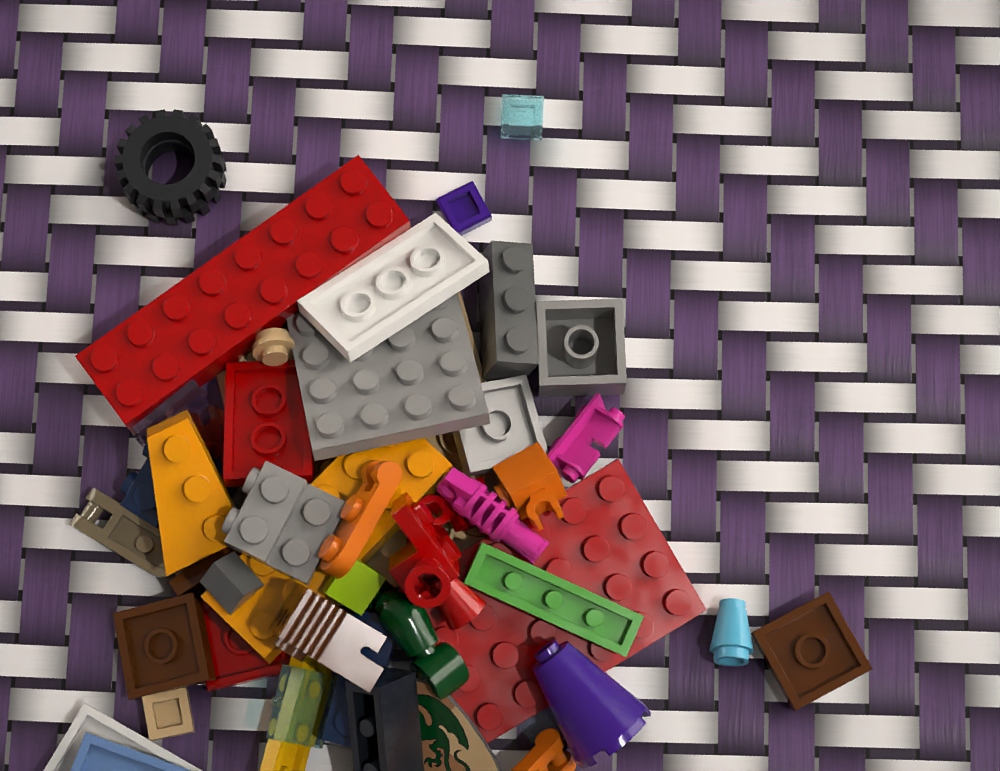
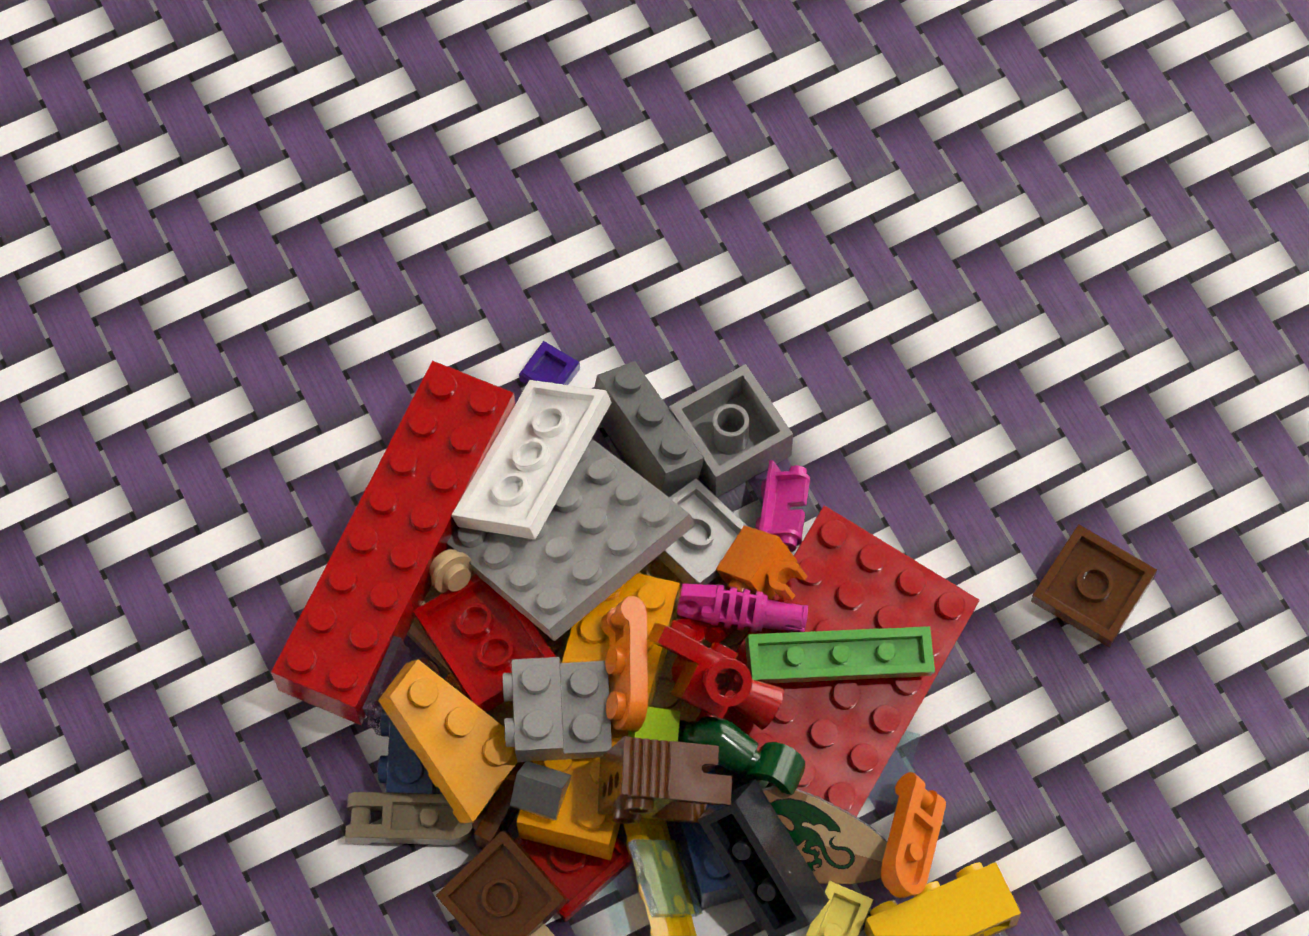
camera: 25 degrees left, 10 degrees down
(159, 137) = (249, 437): black tyre -> none
(522, 117) = (555, 264): clear light blue tile -> none
(587, 702) = (923, 730): dark purple cone -> none
(731, 634) = (1015, 609): medium azure cone -> none

